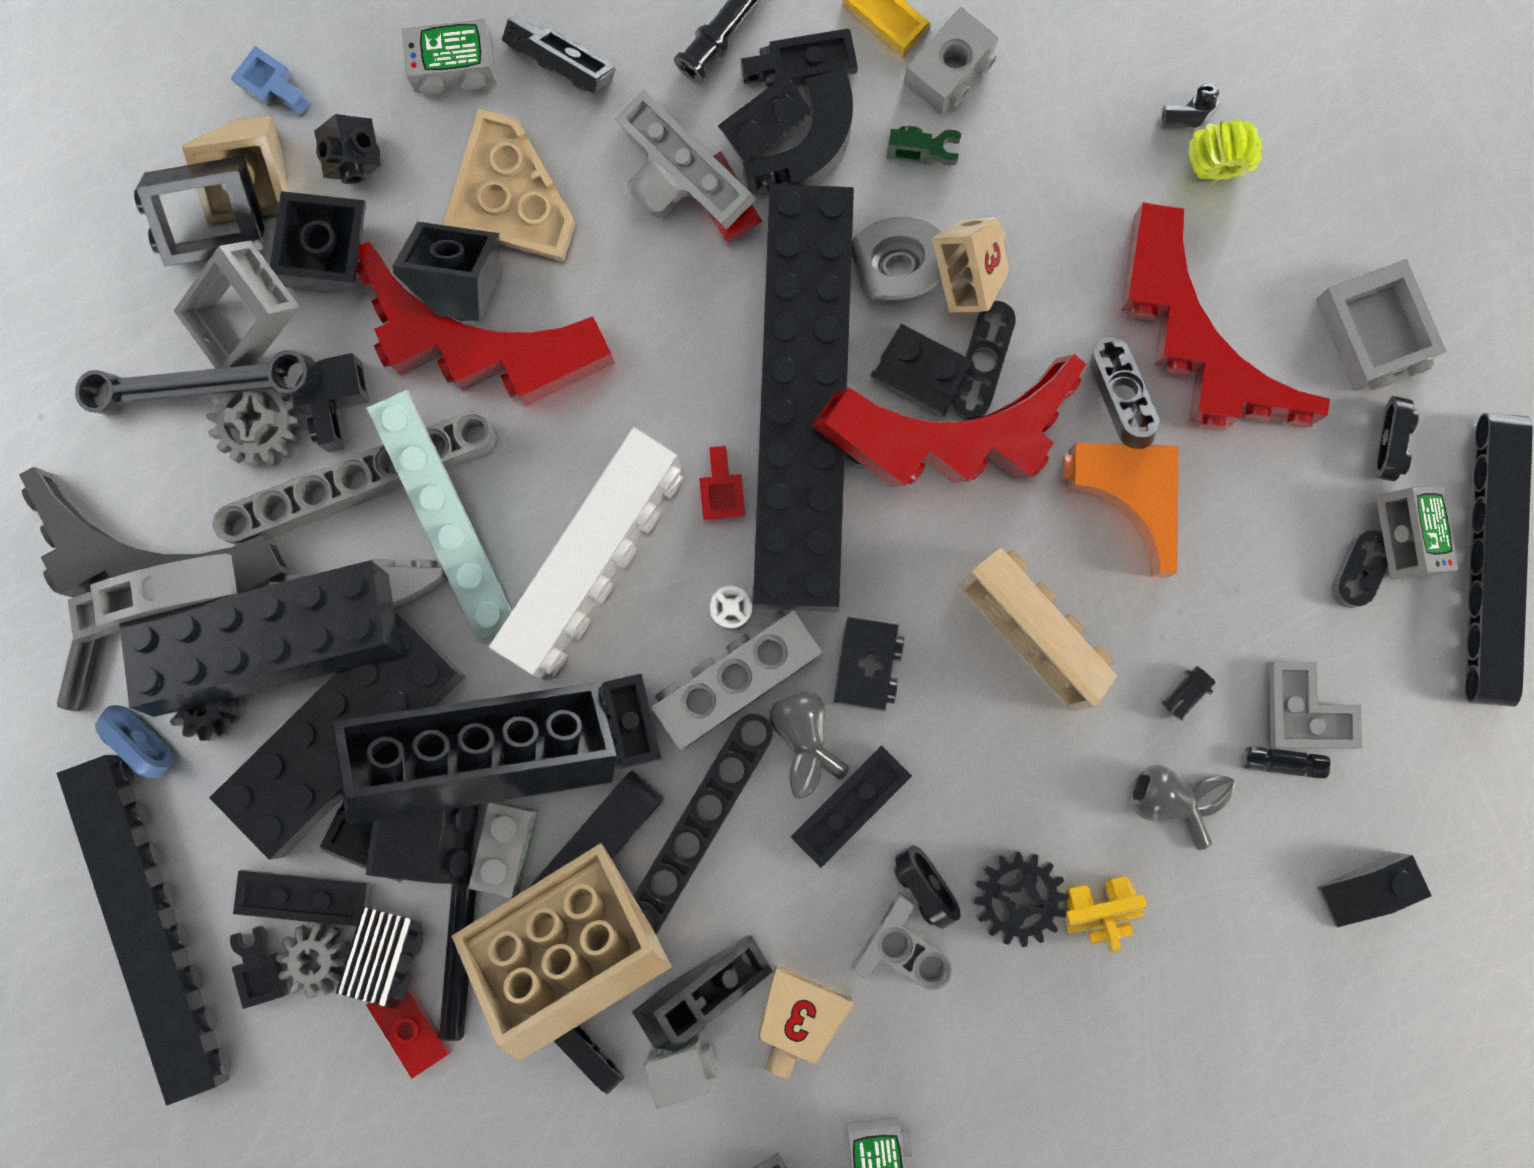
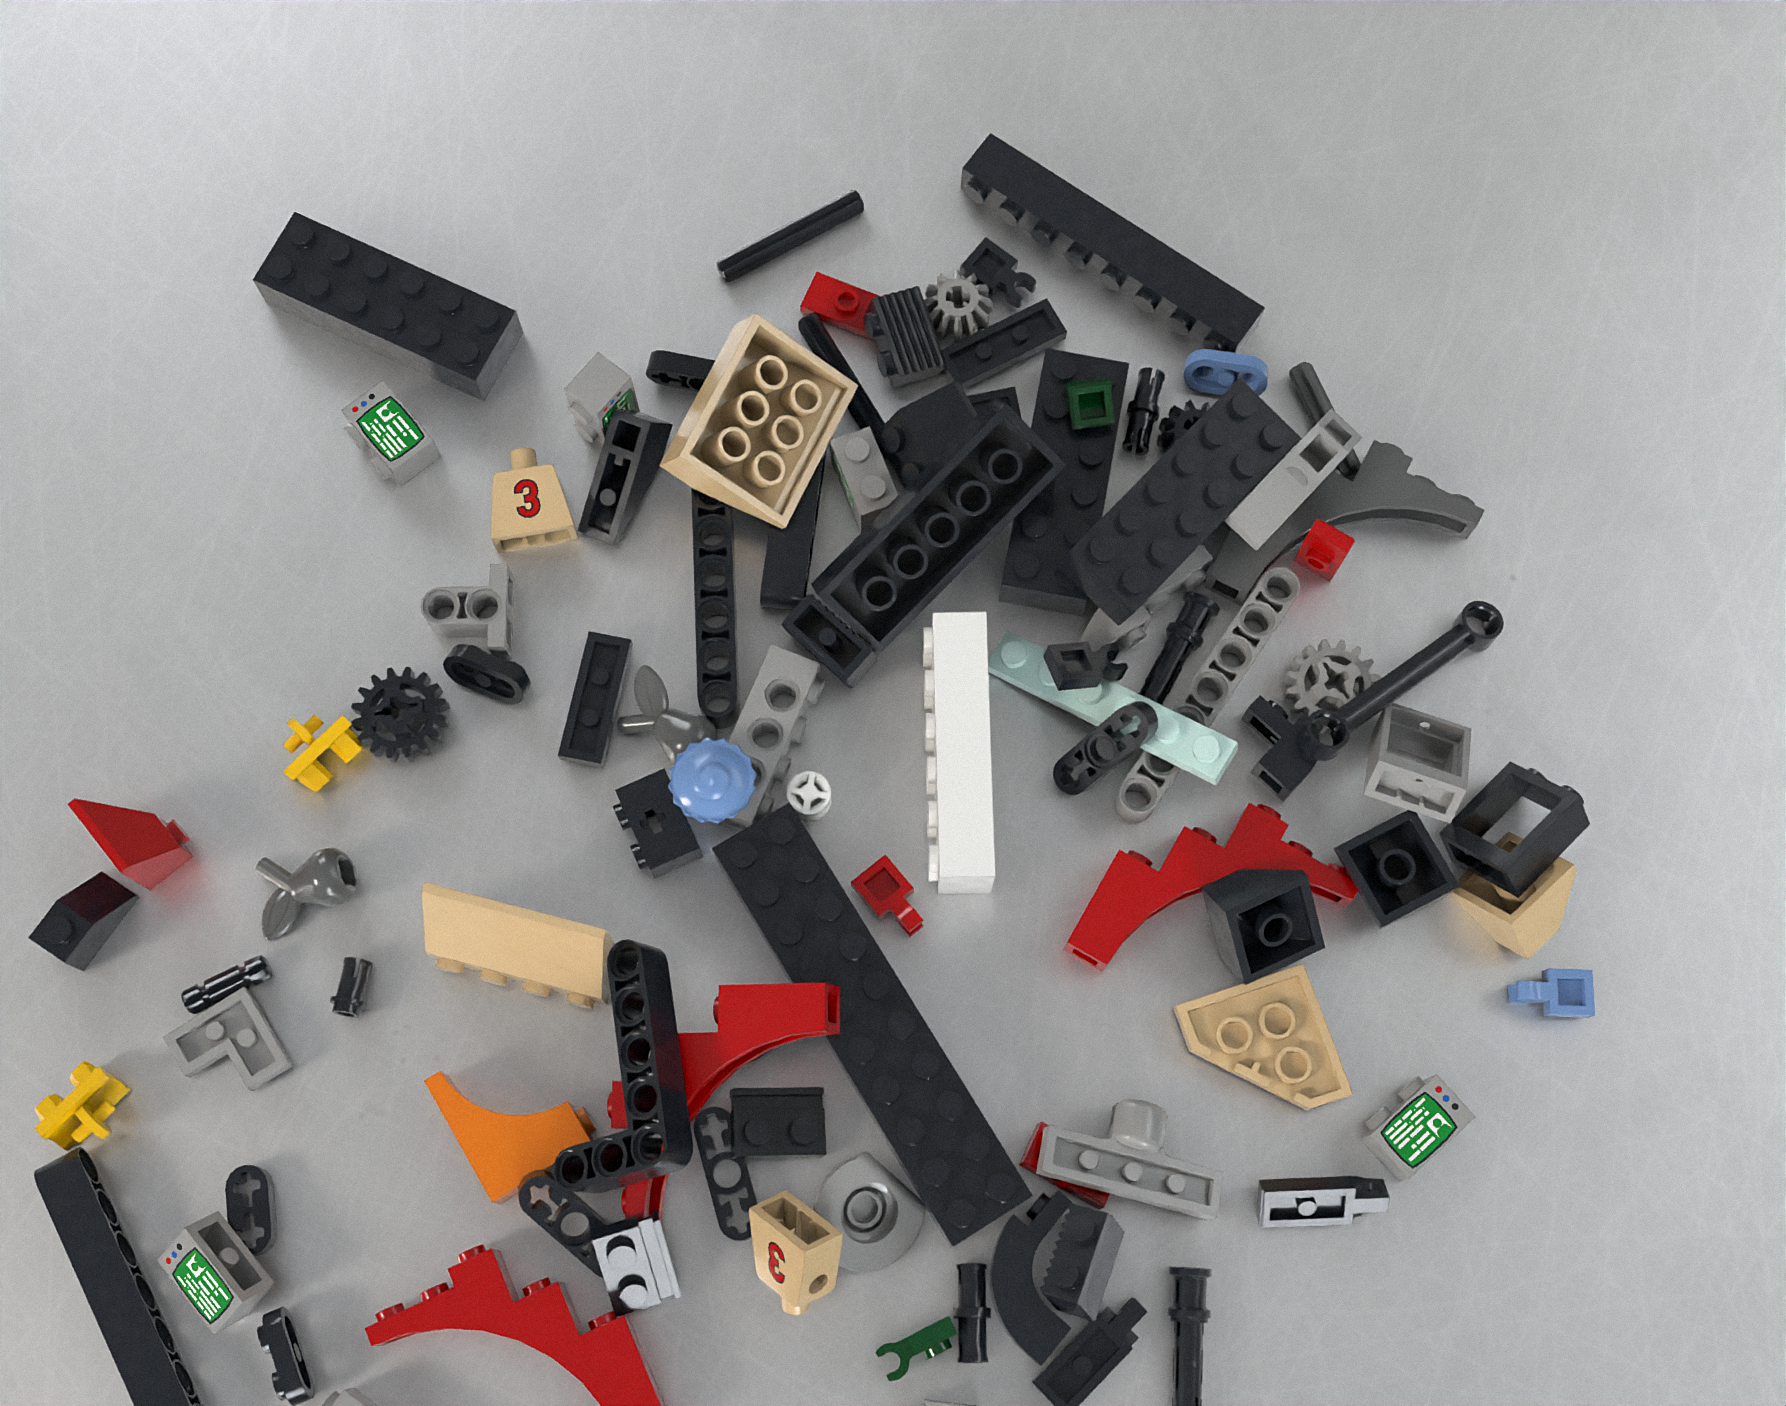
camera: 140 degrees right, 10 degrees down
(173, 527) = (1324, 549): none -> red plate
(227, 757) = (1143, 411): none -> black pin
(269, 779) = (1090, 403): none -> dark green slope
(340, 540) = (1183, 638): none -> black pin
(347, 148) = (1437, 973): black brick -> none
(410, 1131) = (790, 236): none -> black axle
(444, 556) = (1080, 667): none -> black plate
(456, 487) = (1122, 745): none -> black beam
(804, 656) = (712, 780): none -> medium blue piece
(868, 143) = (972, 1313): none -> black pin
(1011, 454) = (638, 981): none -> black beam
(1096, 333) = (635, 1263): none -> plate
(1303, 928) = (135, 840): none -> red slope
(1454, 727) = (83, 1110): none -> yellow hips

